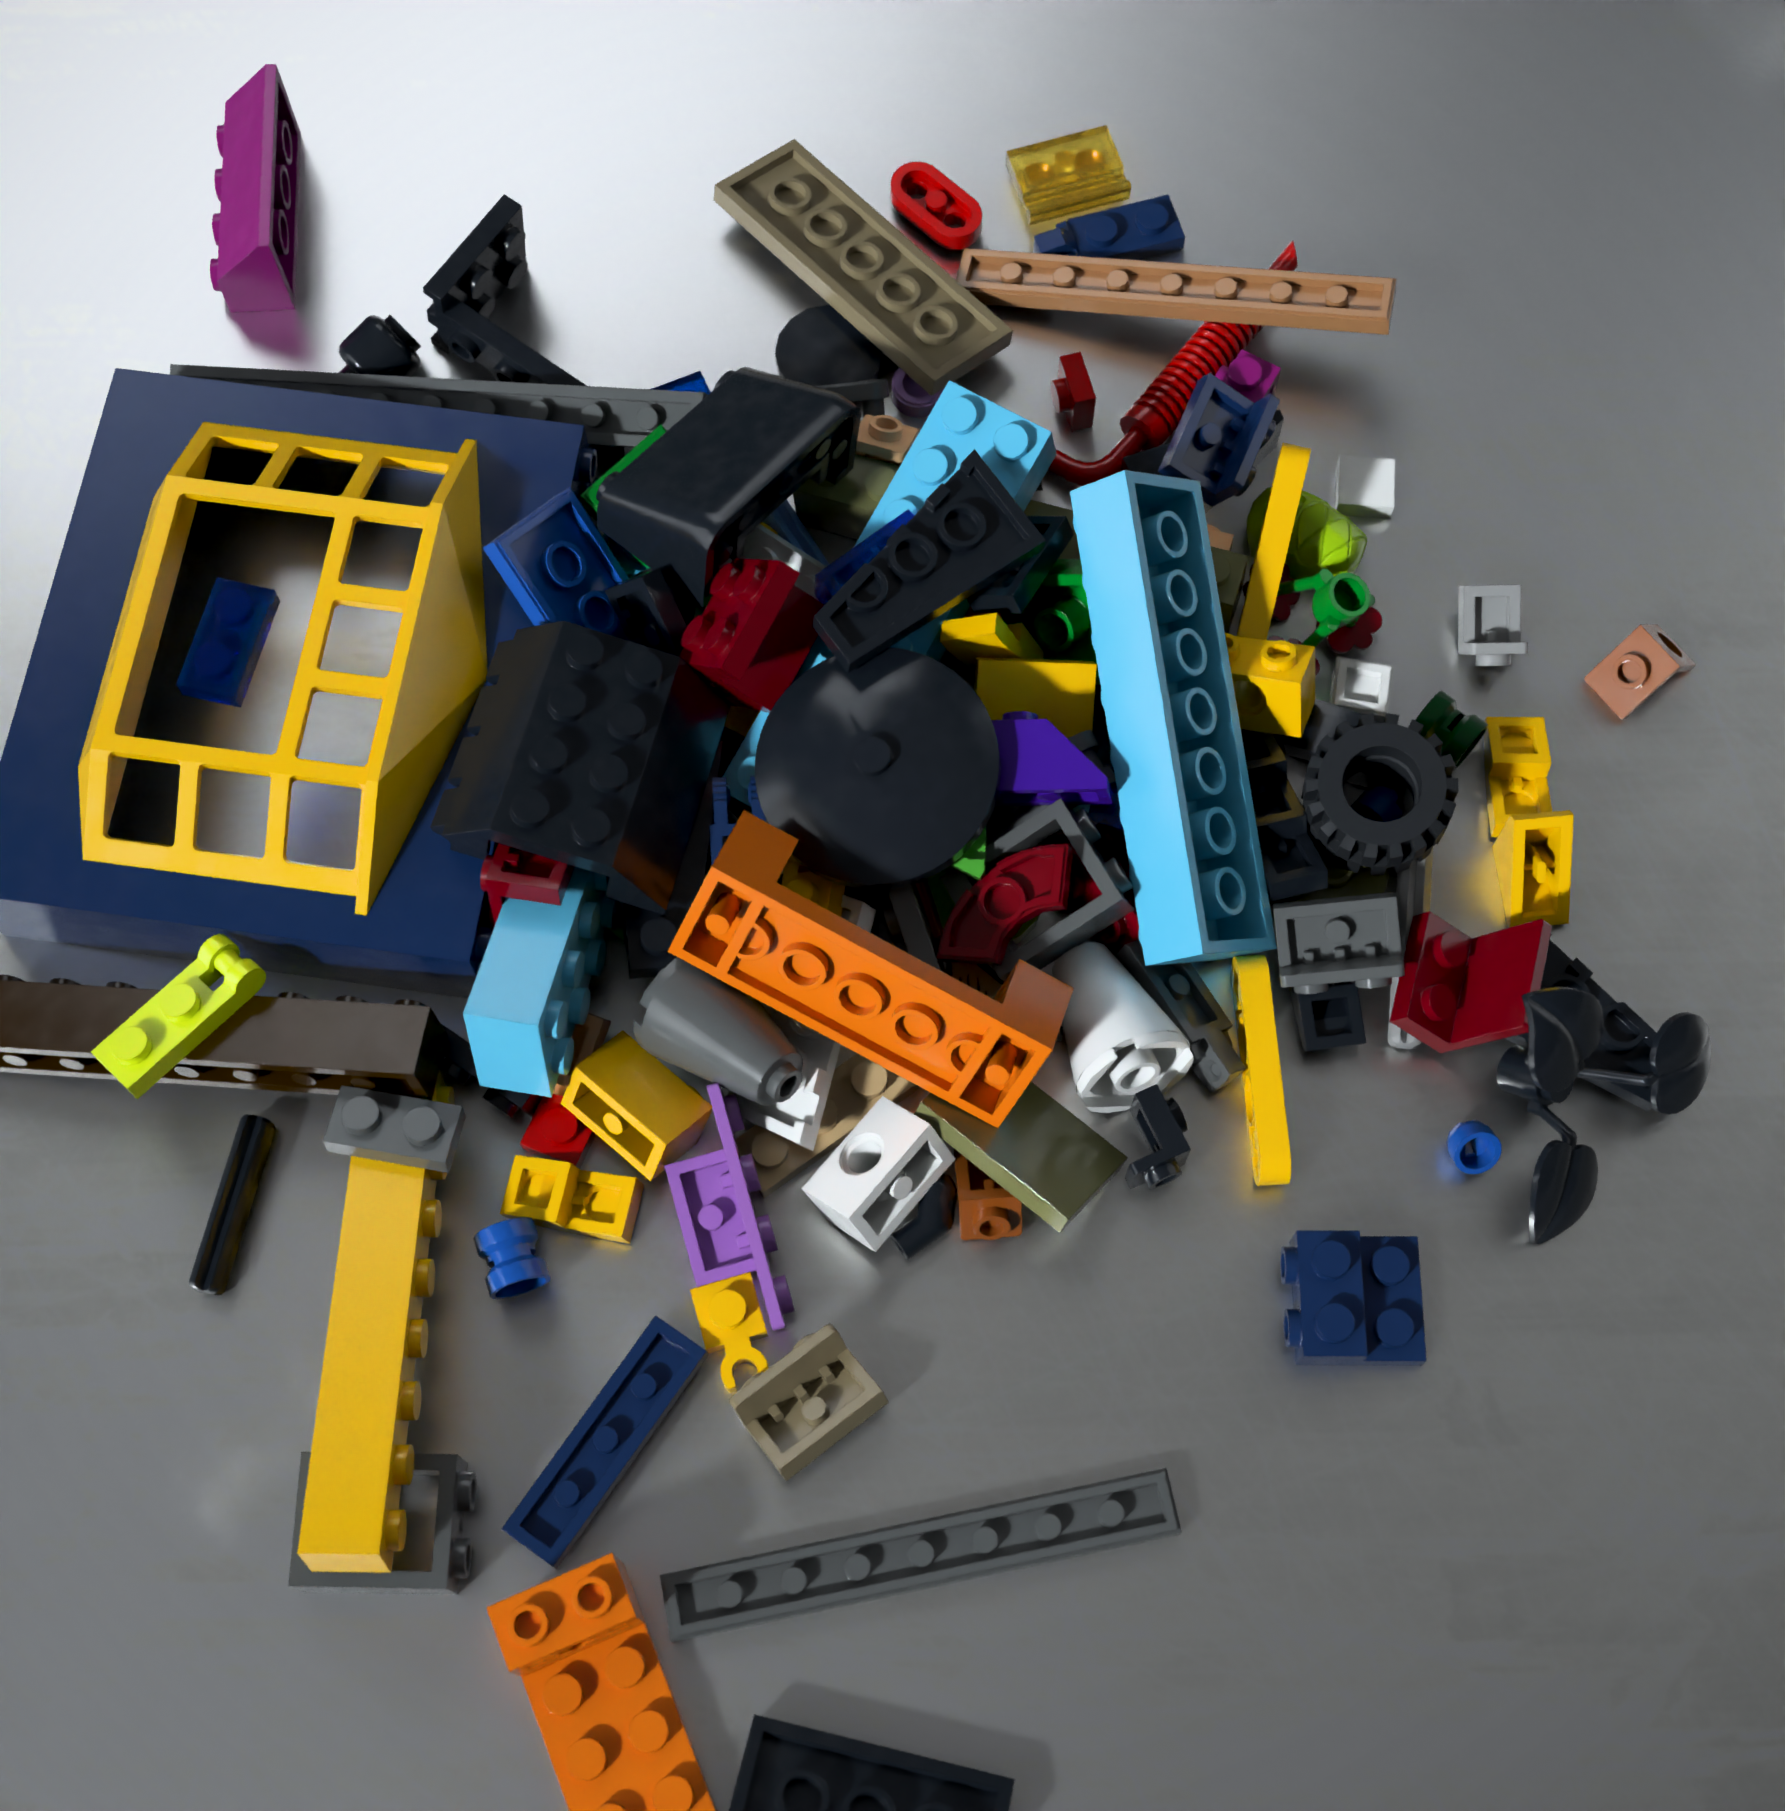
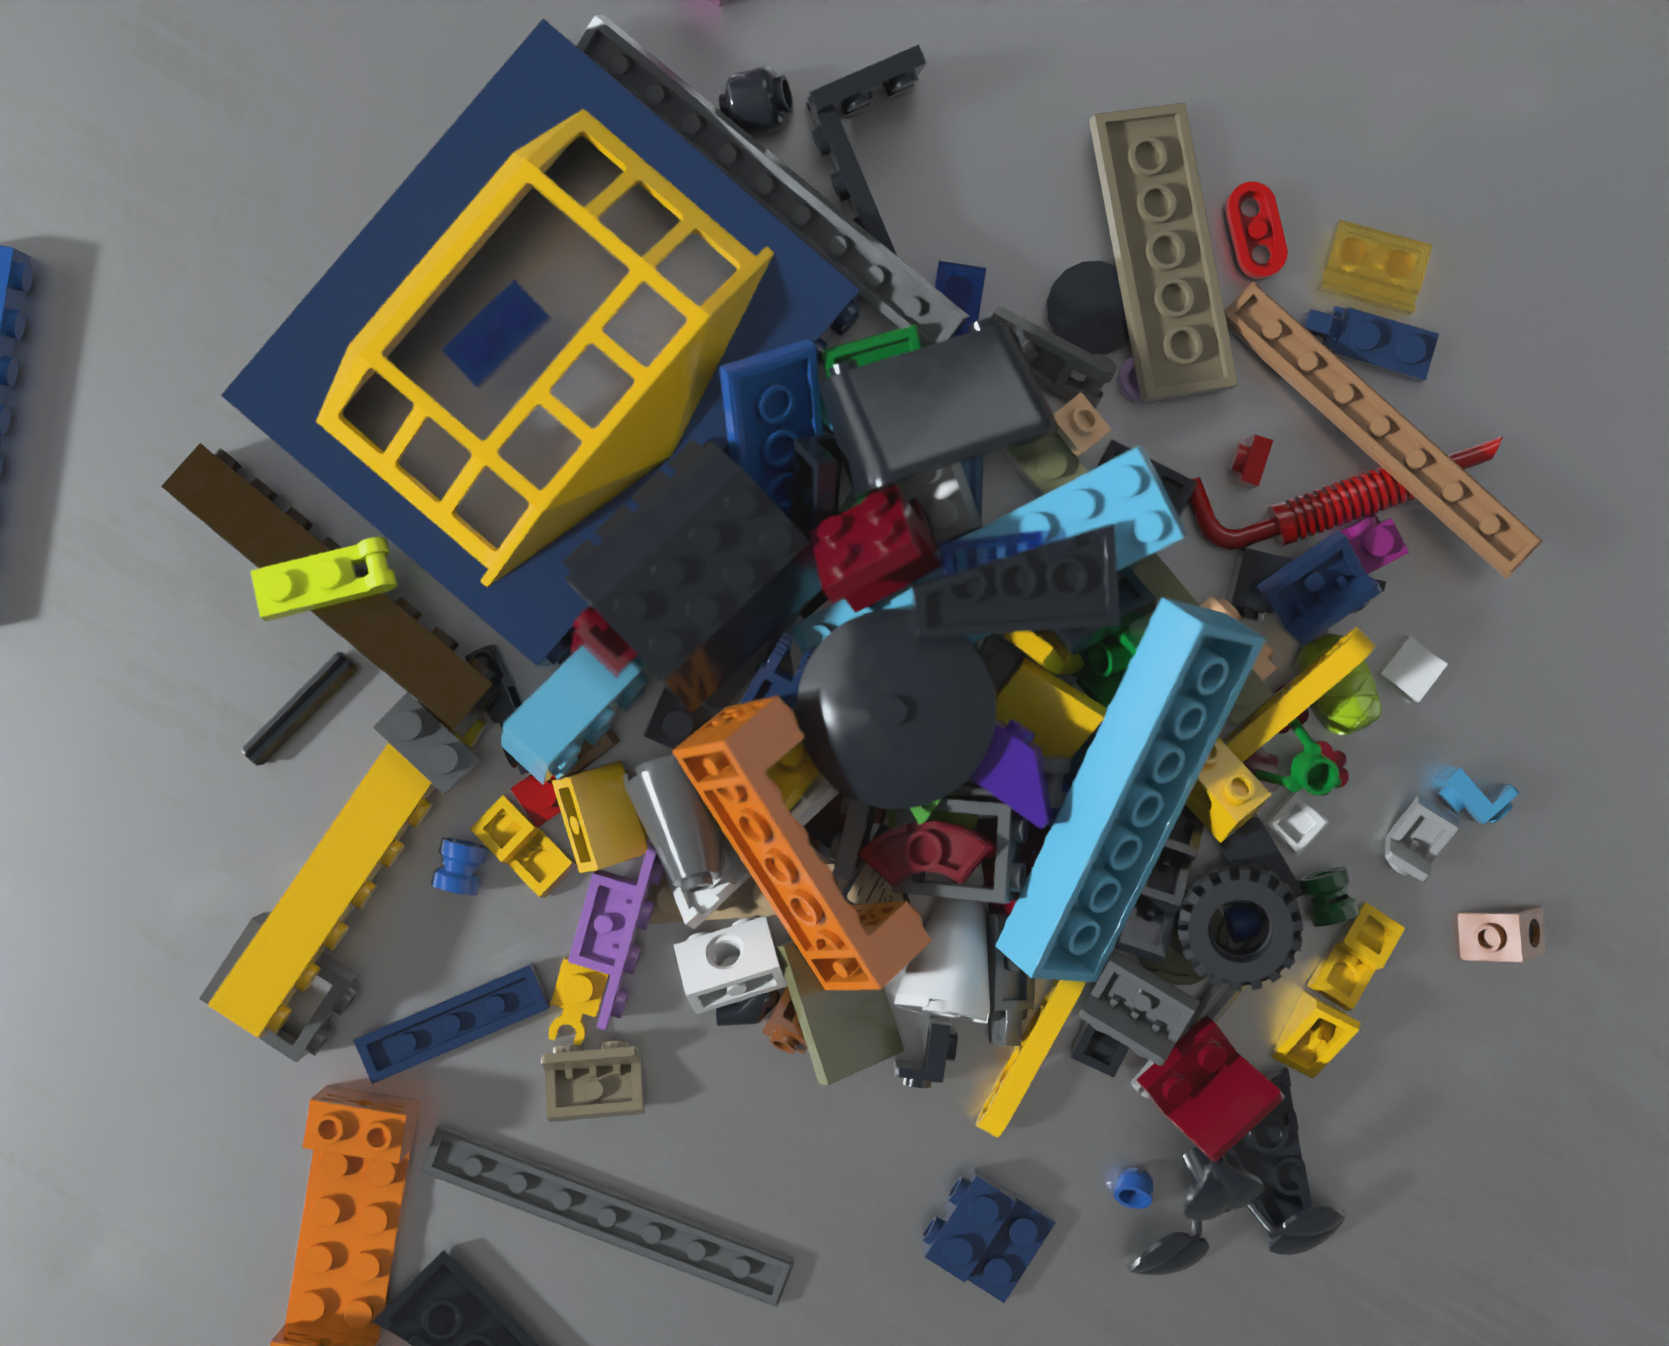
camera: 30 degrees right, 20 degrees up
(1509, 559) = (1463, 795): none -> dark azure bracket

